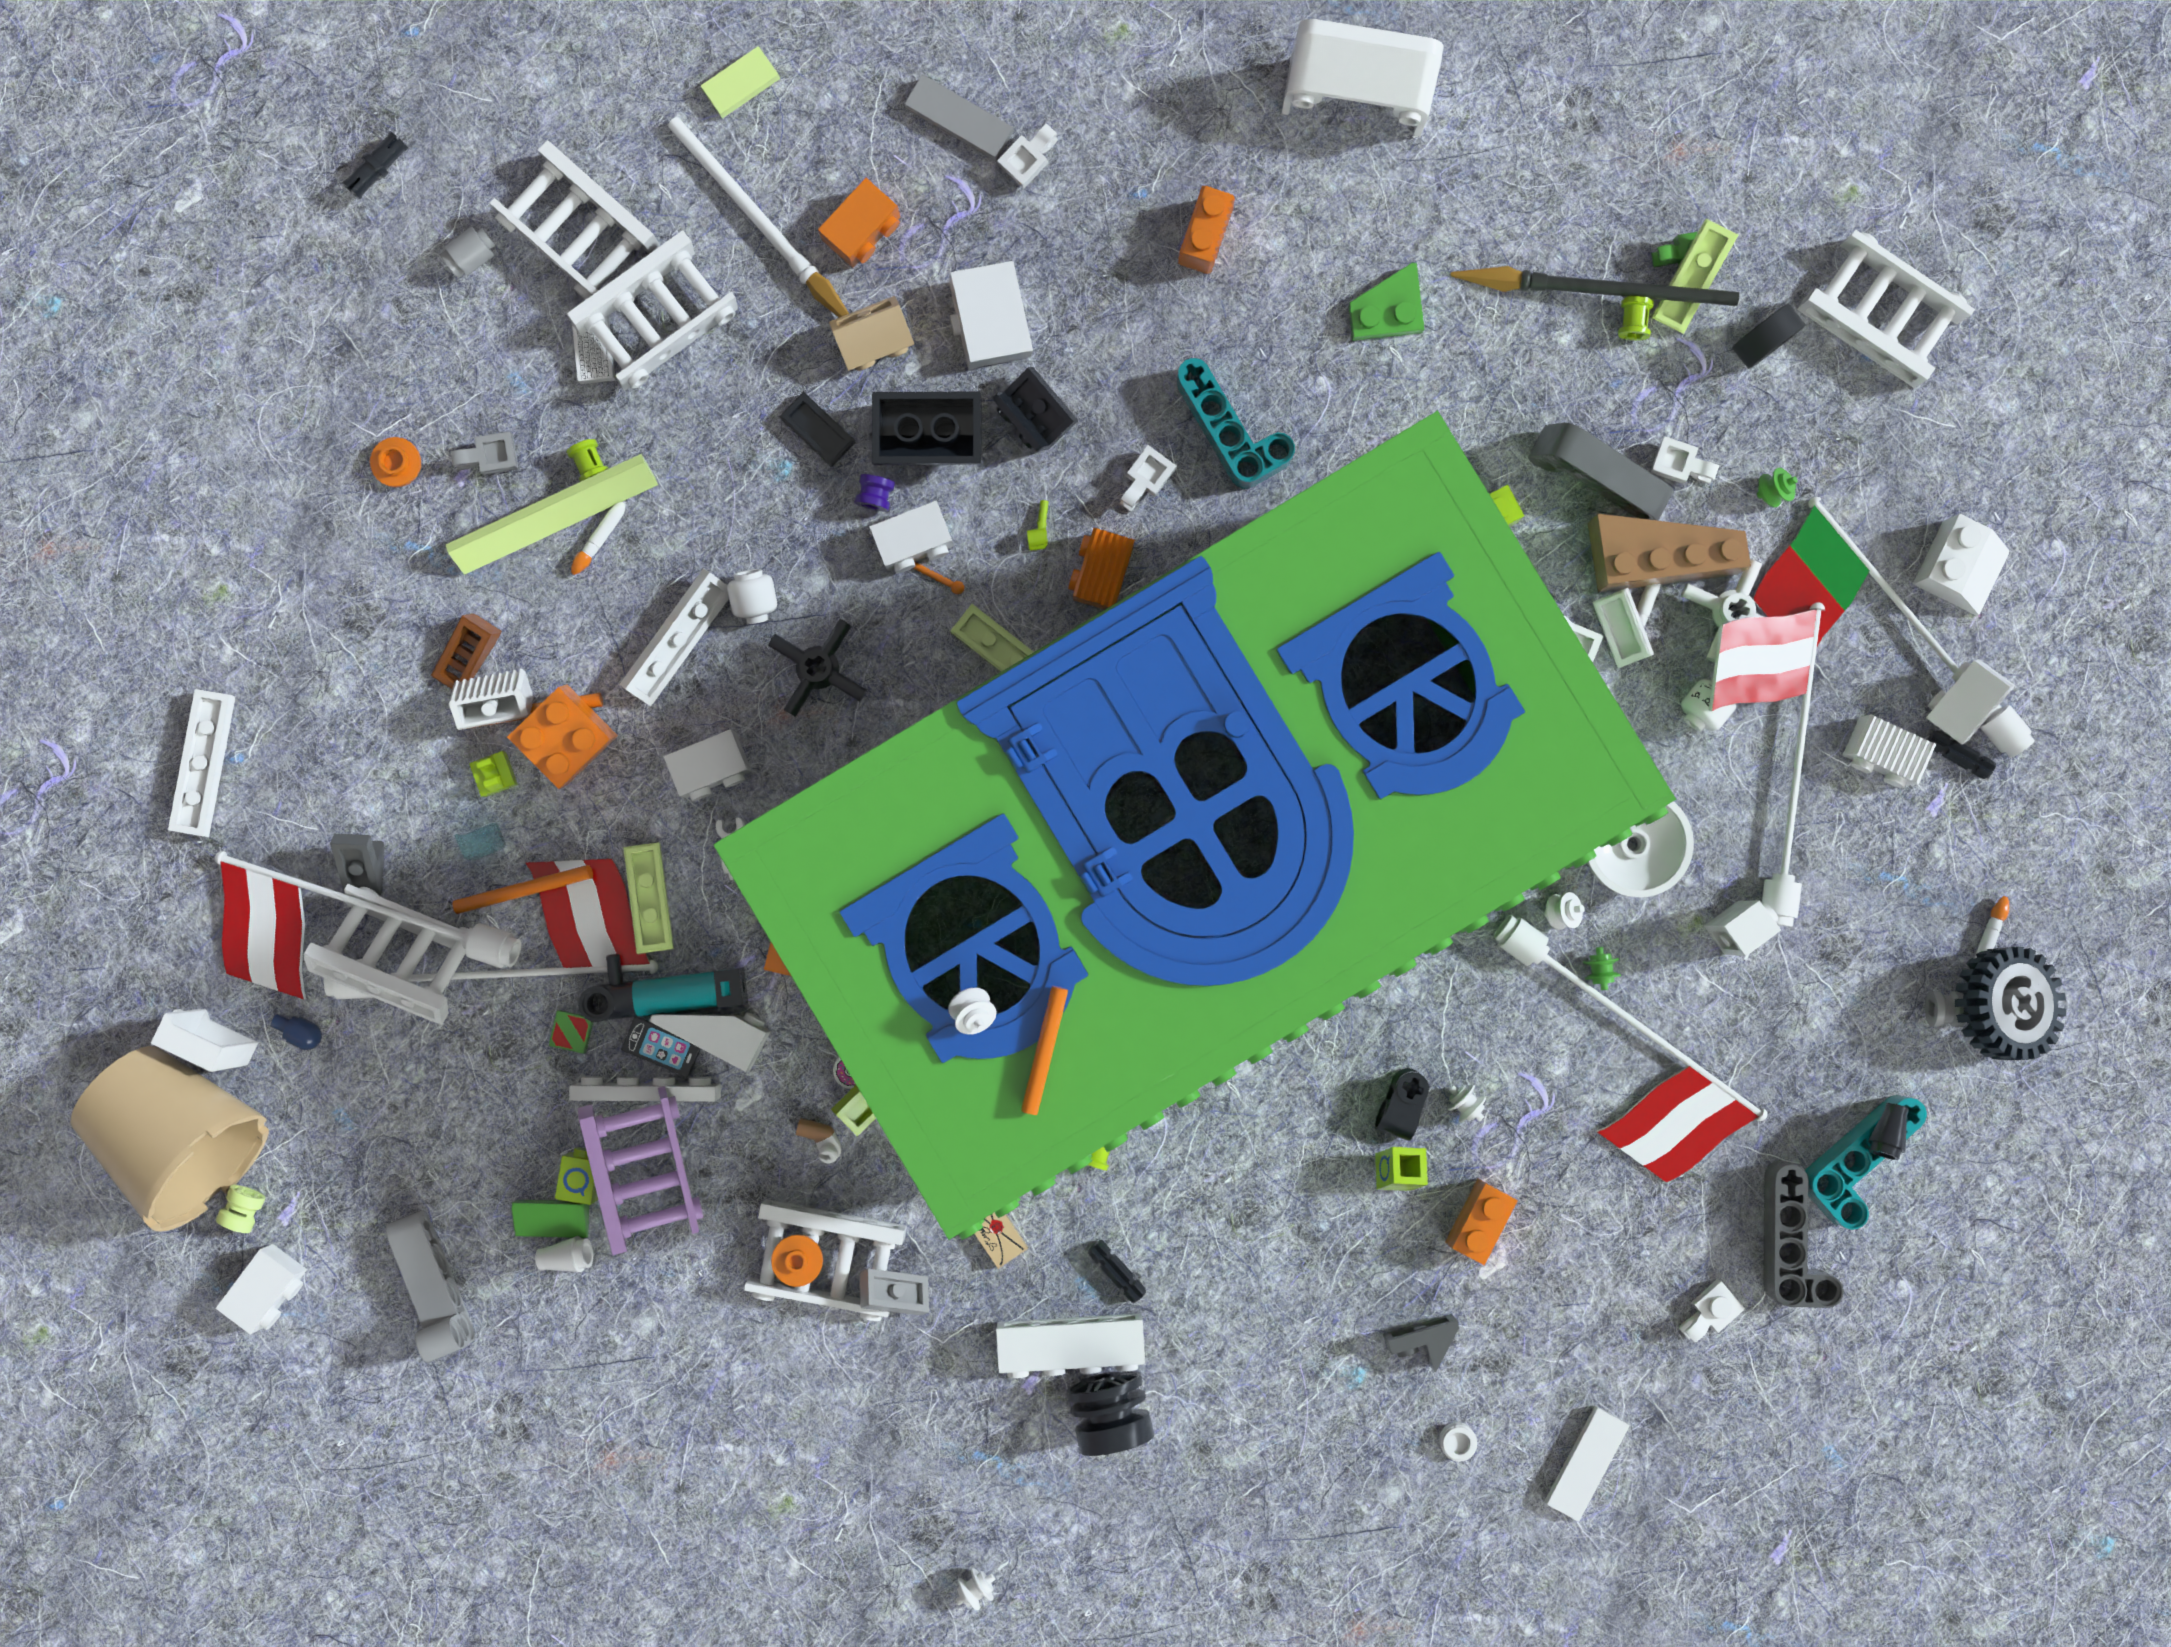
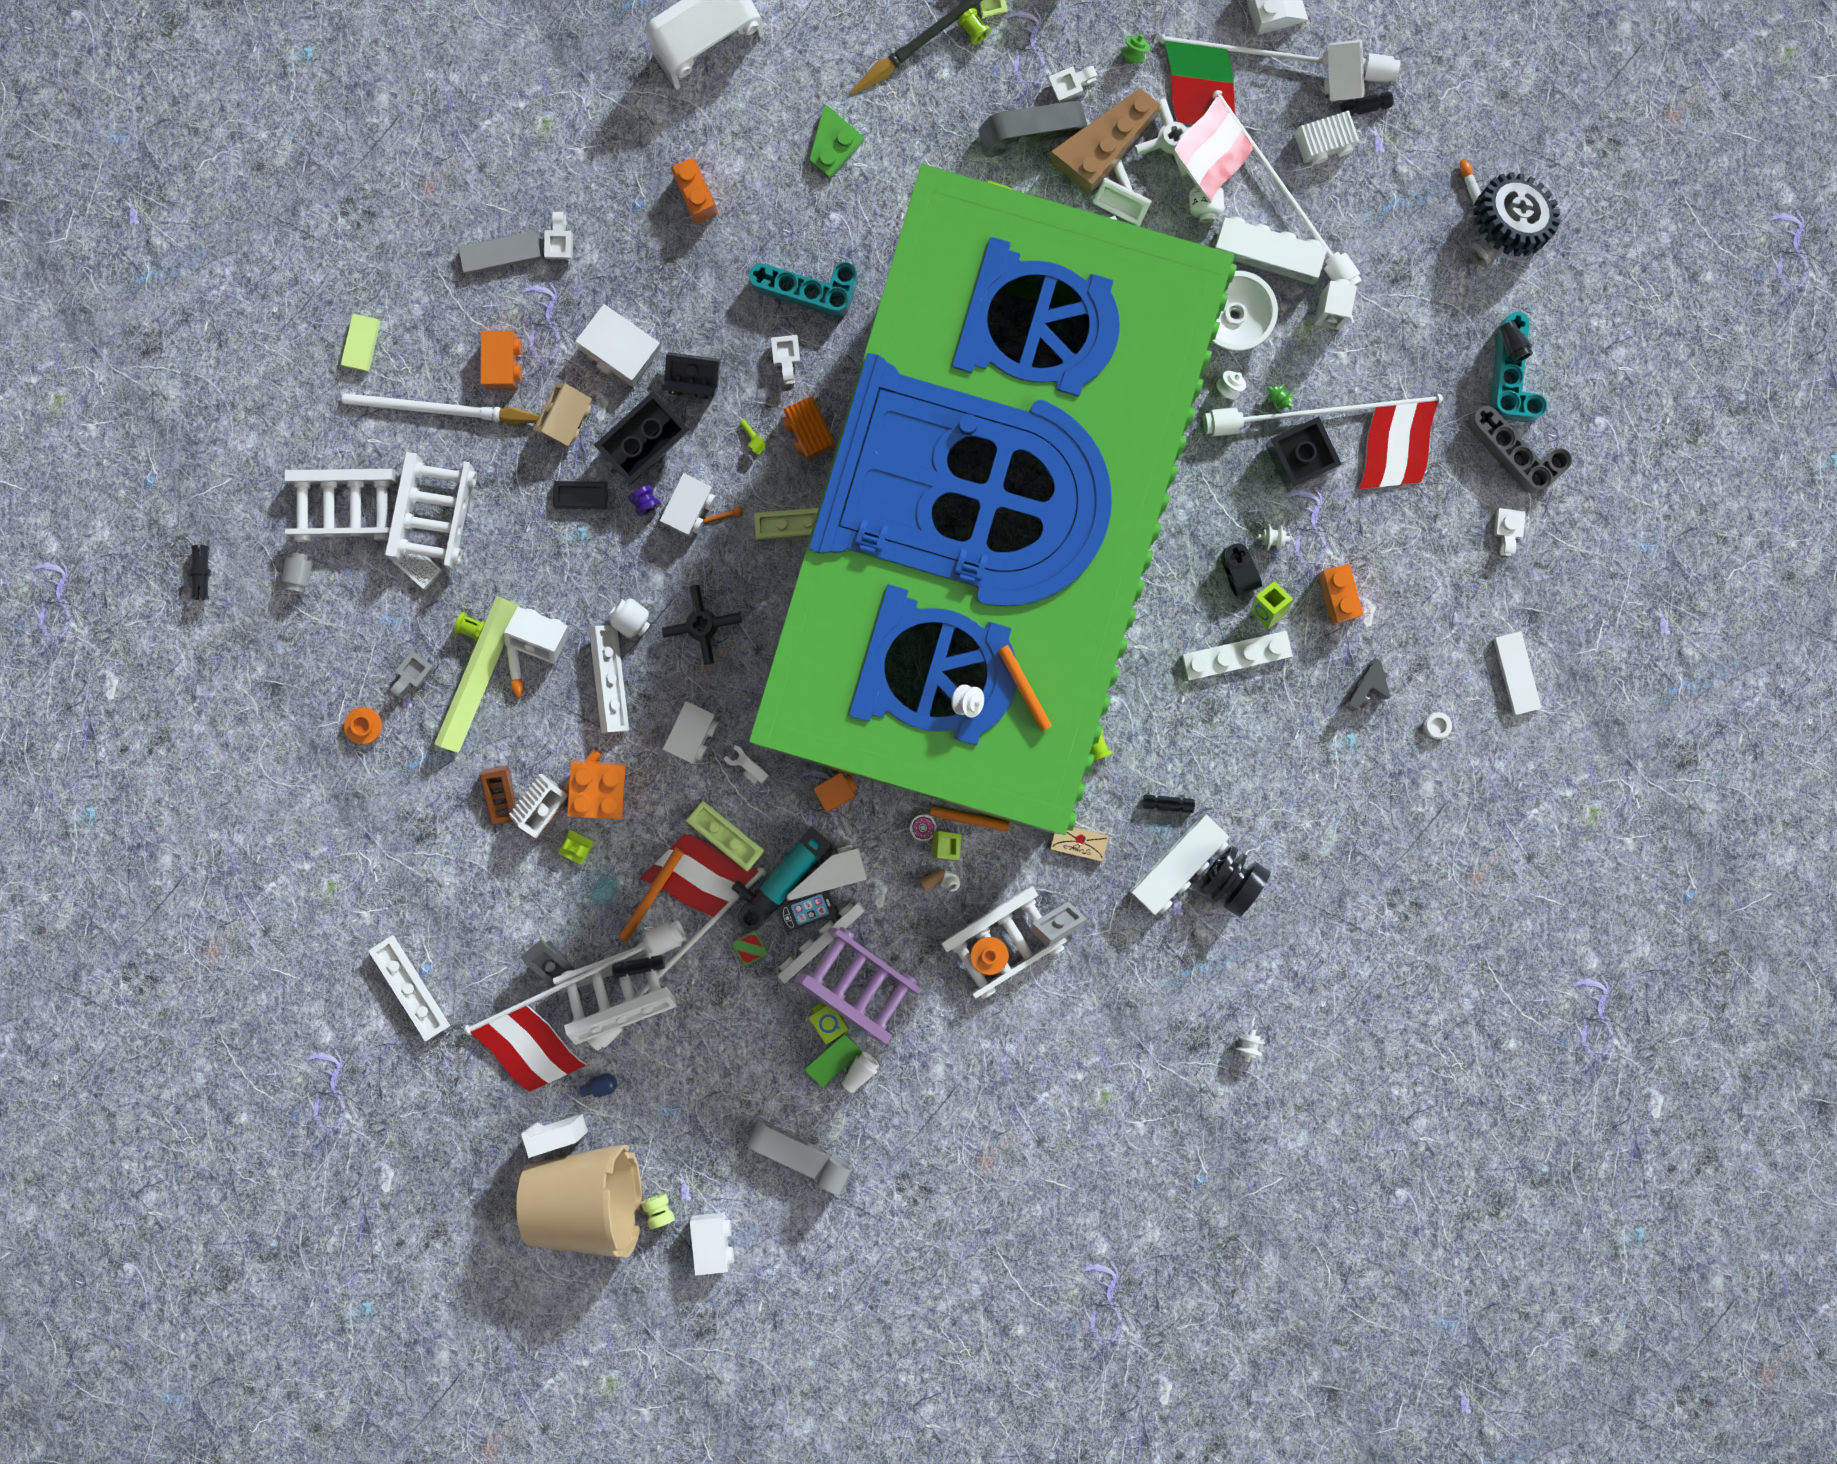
camera: 40 degrees left, 0 degrees up
(440, 950) = (638, 966): none -> black axle
(645, 528) = (536, 634): none -> white brick
(1321, 1186) = (1237, 655): none -> white plate
(1572, 1047) = (1303, 454): none -> black brick
(1727, 812) = (1271, 250): none -> white brick

